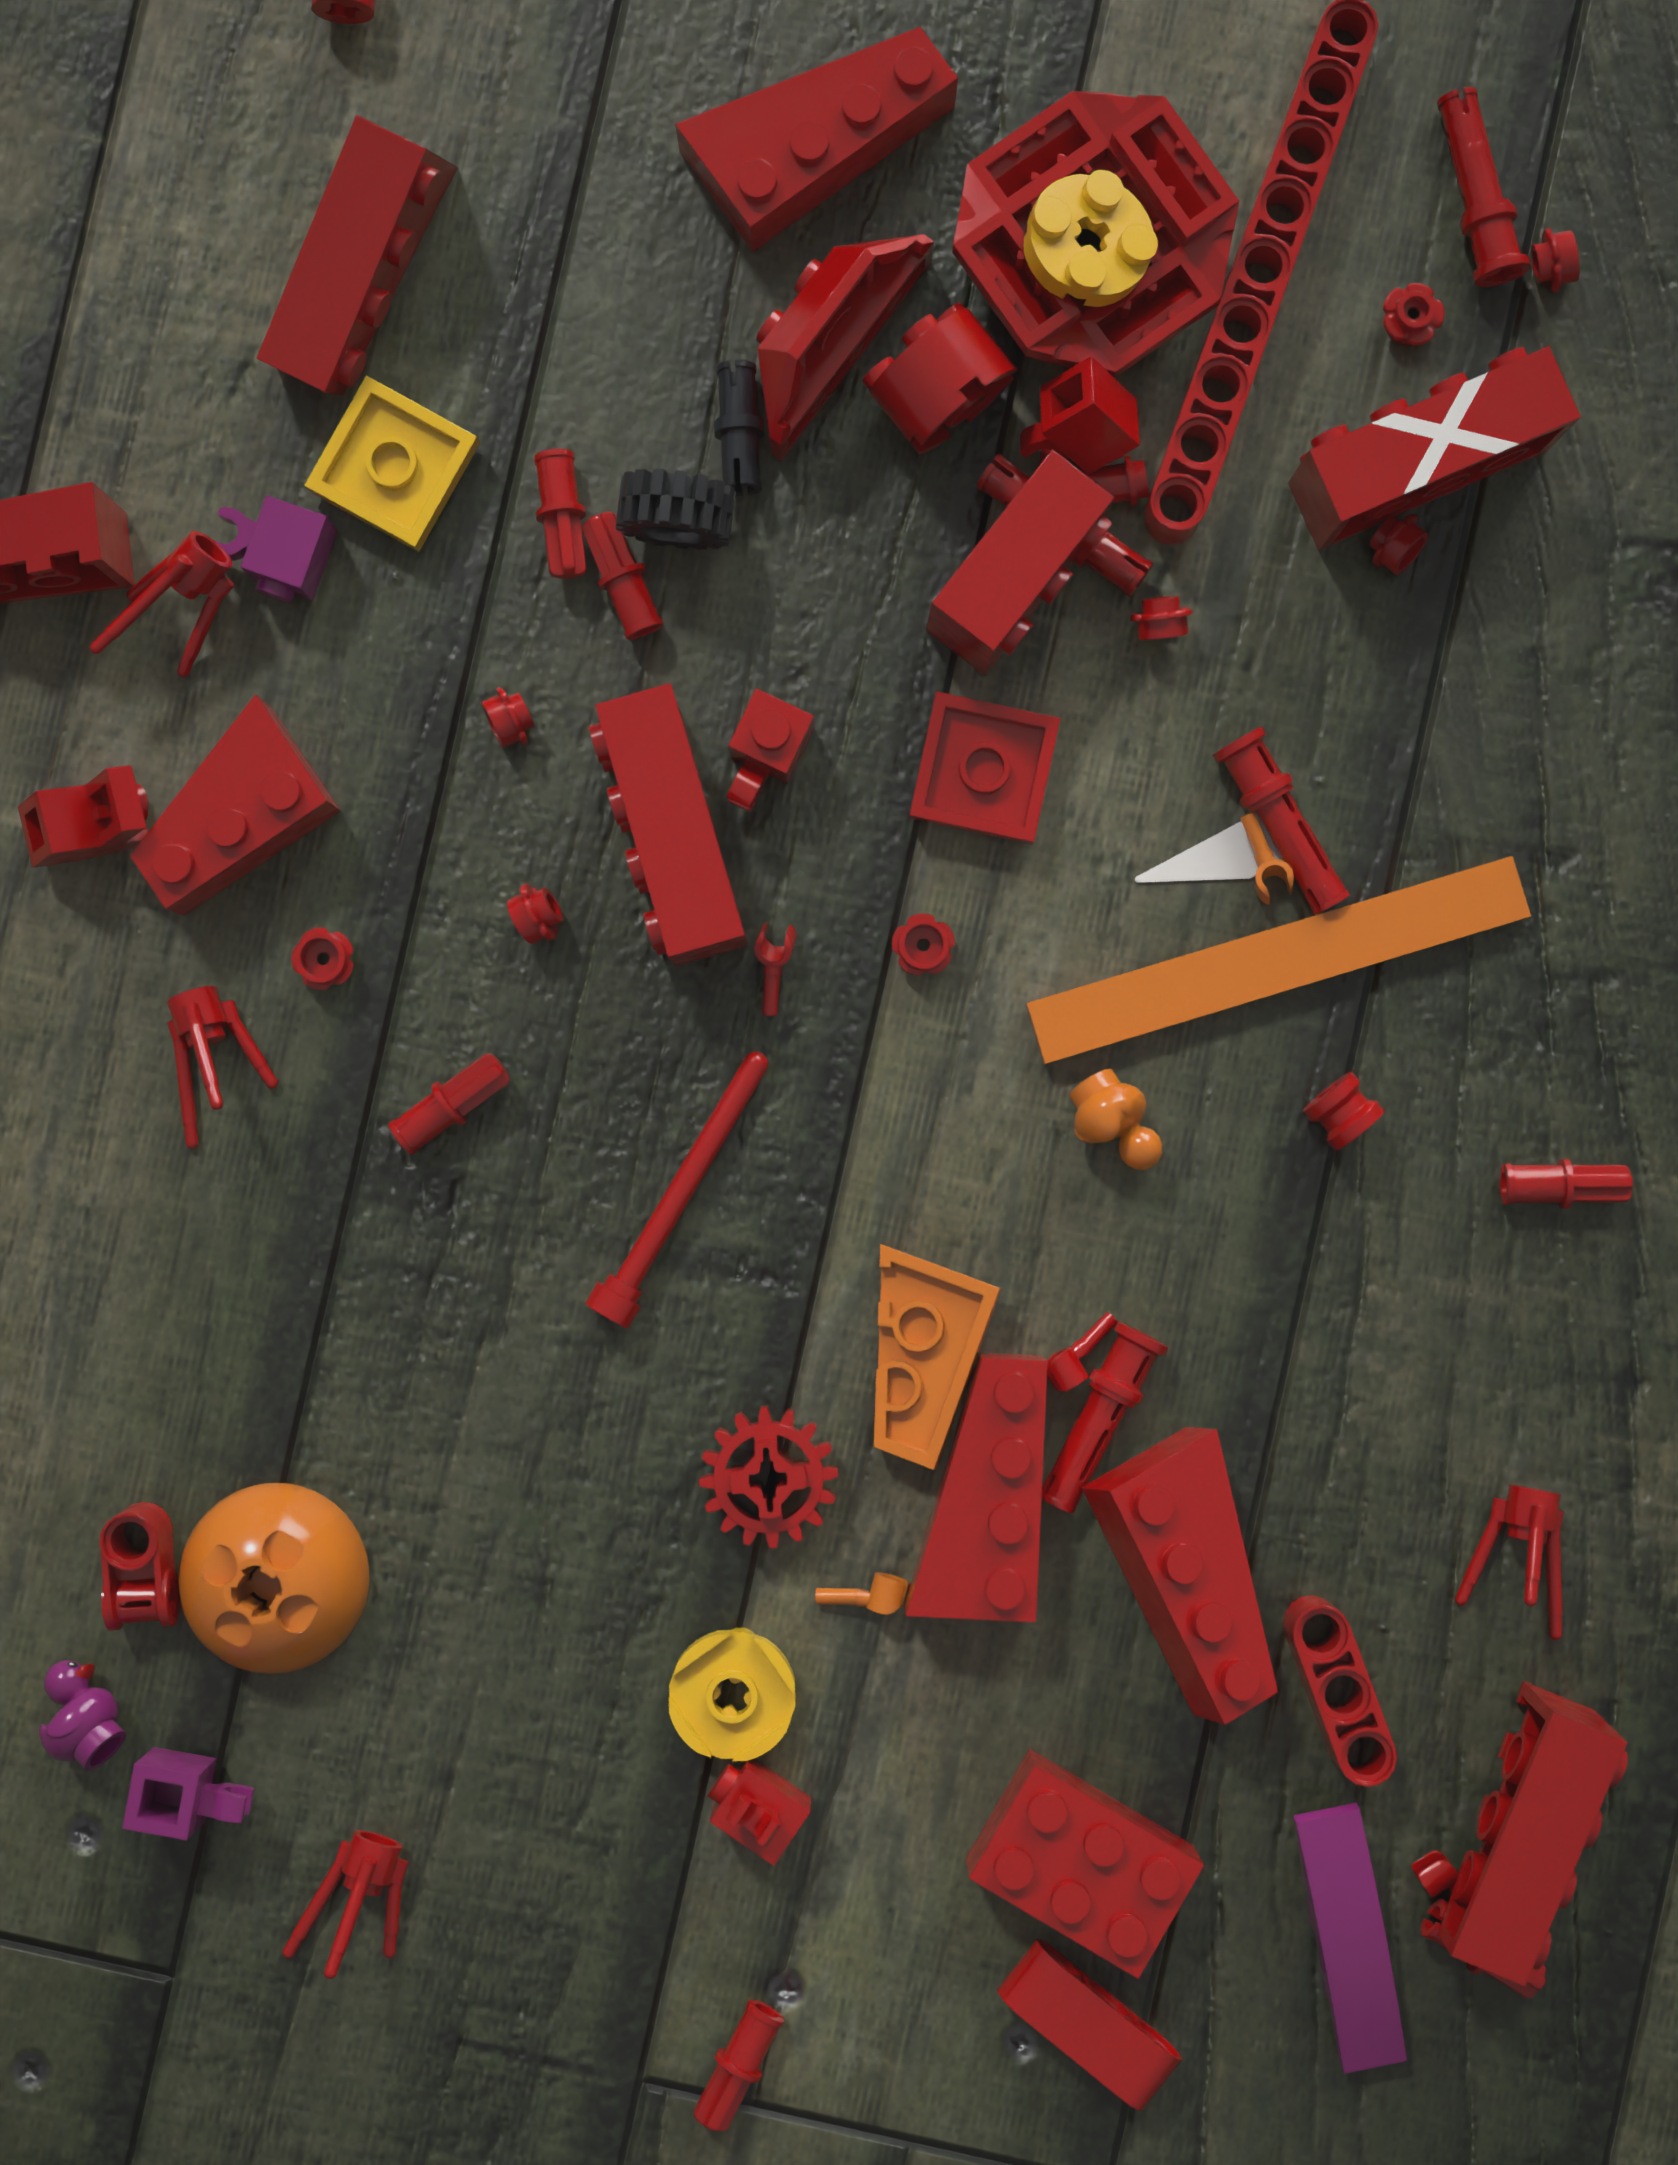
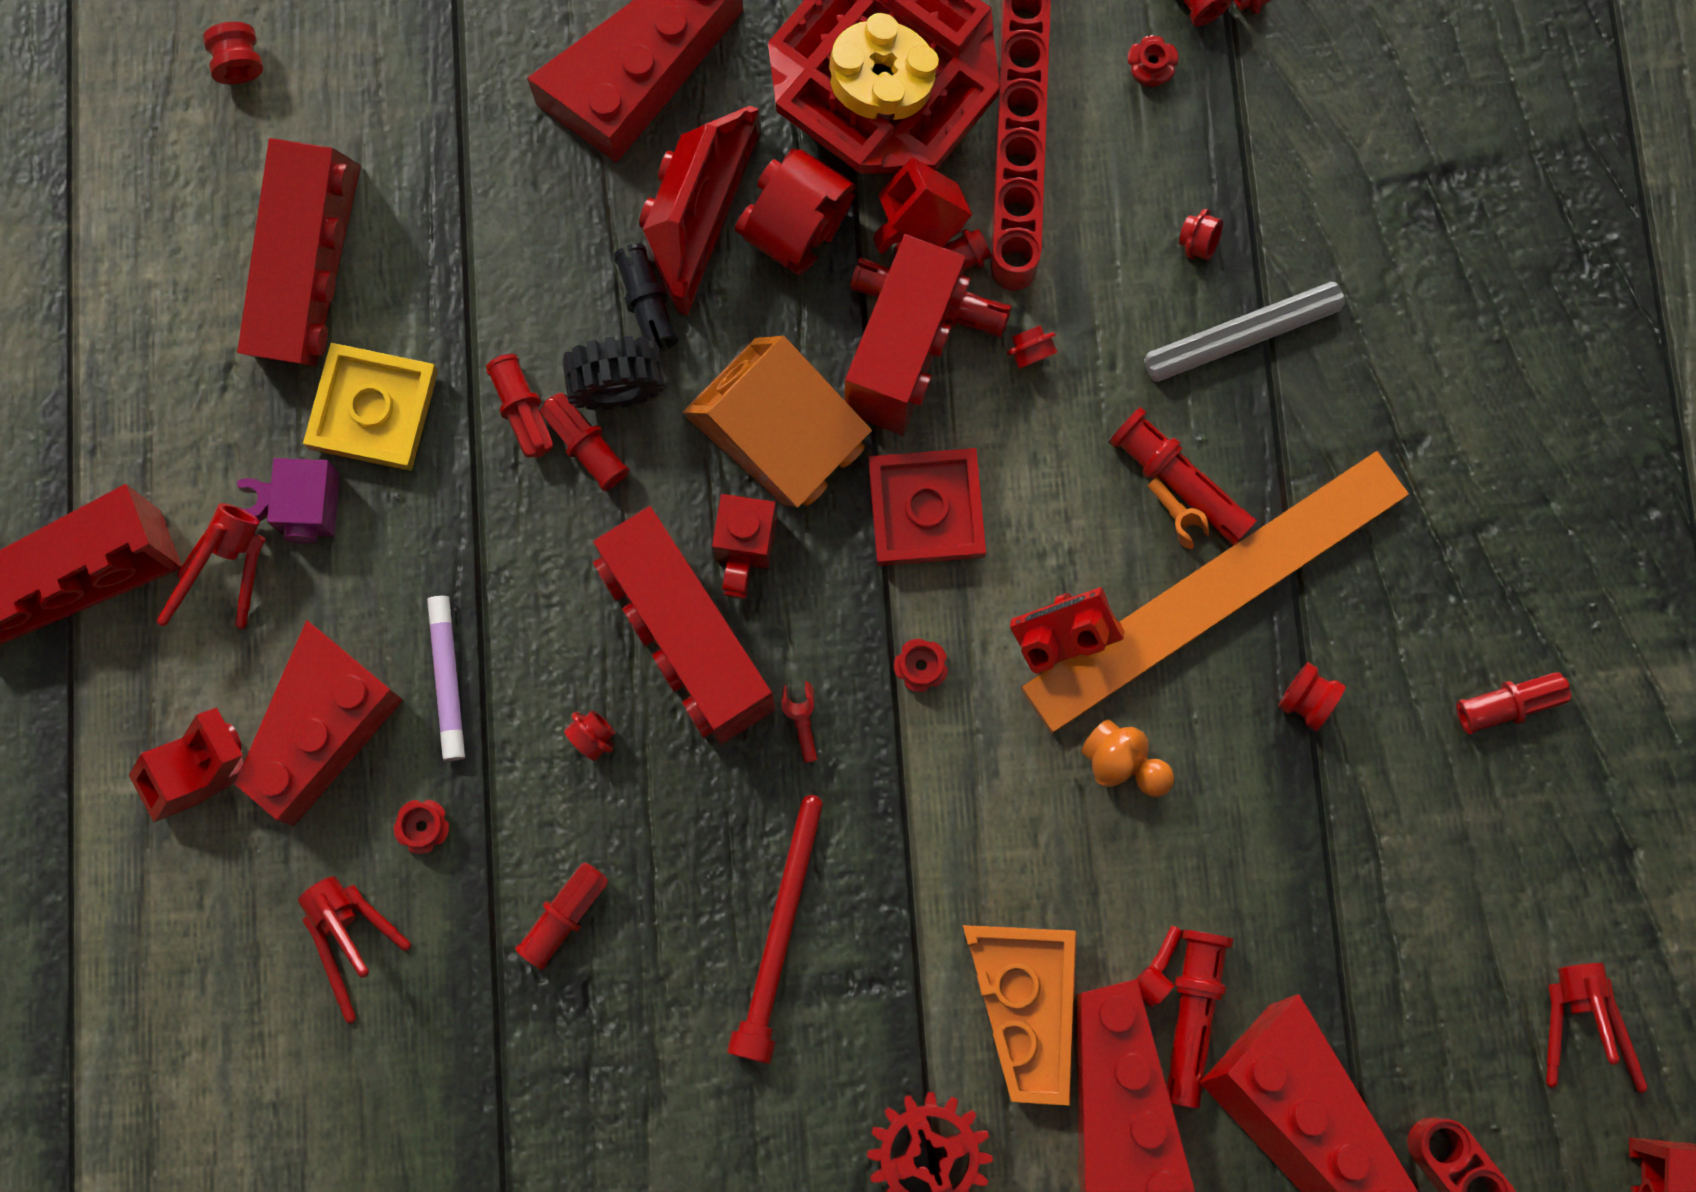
camera: 15 degrees left, 10 degrees down
(394, 801) = (446, 678): none -> lavender bar
(508, 717) = (522, 581): red plate -> none
(847, 619) = (779, 420): none -> orange slope
(1095, 956) = (1066, 629): none -> red hips
(1216, 858) = (1140, 523): white sticker -> none
(1410, 671) = (1244, 331): none -> light grey axle
(1432, 446) = (1203, 150): red brick -> none

